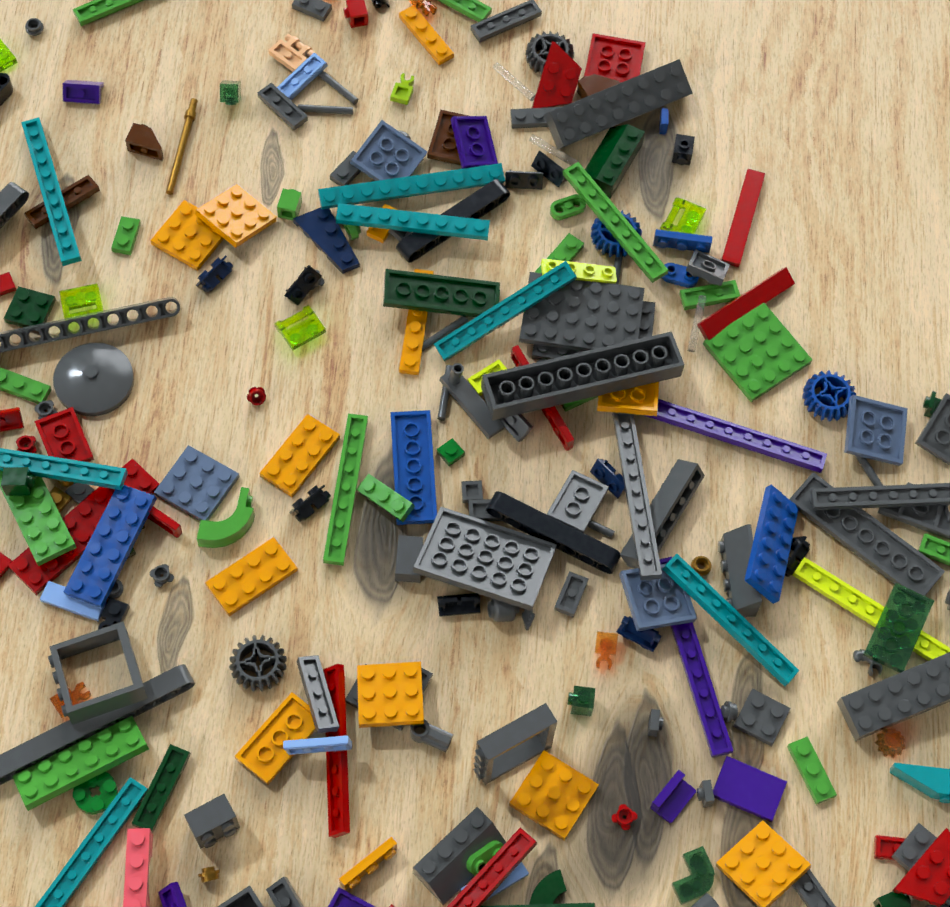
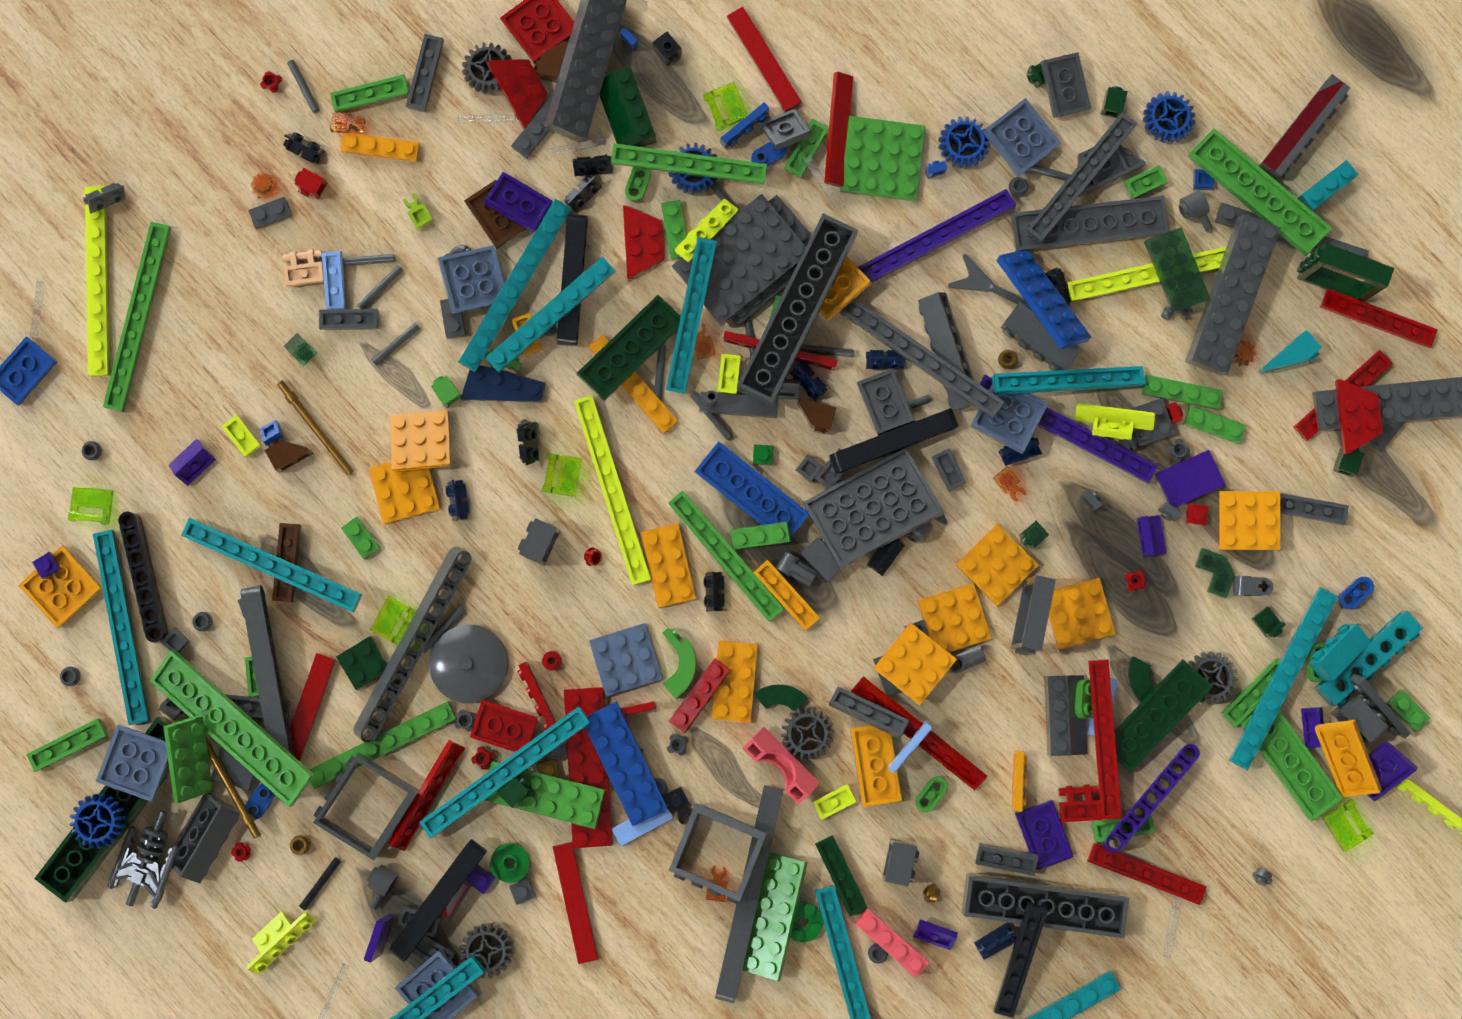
camera: 40 degrees left, 20 degrees up
(107, 340) = (444, 627): none -> dark grey bar
(113, 437) = (535, 692): none -> red plate
(117, 875) = (877, 954): none -> dark grey plate
(131, 105) = (241, 436): none -> neon yellow plate
(148, 438) = (558, 660): none -> red plate
(152, 120) = (271, 432): none -> blue plate
(216, 557) = (700, 695): none -> red plate
(217, 638) = (798, 780): none -> coral arch
(219, 731) = (834, 801): none -> neon yellow plate
(233, 347) = (539, 541): none -> dark grey brick
(271, 619) = (781, 695): none -> dark green tile
(293, 149) = (395, 344): none -> dark grey bar
(294, 801) = (931, 794): none -> bright green plate
(320, 371) = (612, 490): none -> neon yellow plate
(356, 557) = (786, 595): none -> light orange plate
(383, 543) = (793, 567): none -> dark grey piece
(457, 700) = (955, 618): none -> light orange plate
(493, 343) = (704, 345): none -> clear orange plate
(519, 464) = (817, 415): none -> reddish brown slope
(527, 688) = (997, 565): none -> light orange plate
(529, 244) = (642, 241): none -> red wing
(537, 444) = (813, 388): none -> dark blue hinge
(575, 432) = (827, 350): none -> dark grey bar
(726, 819) = (1196, 514): none -> red plate
(734, 683) = (1114, 421): none -> neon yellow bracket
(738, 495) = (980, 281): none -> dark grey piece
(758, 753) = (1184, 450): none -> dark grey plate
(788, 393) = (935, 168): none -> blue plate
(788, 727) = (1174, 412): none -> red plate
(811, 721) = (1182, 392): none -> bright green plate
(838, 462) = (1018, 186): none -> dark grey plate

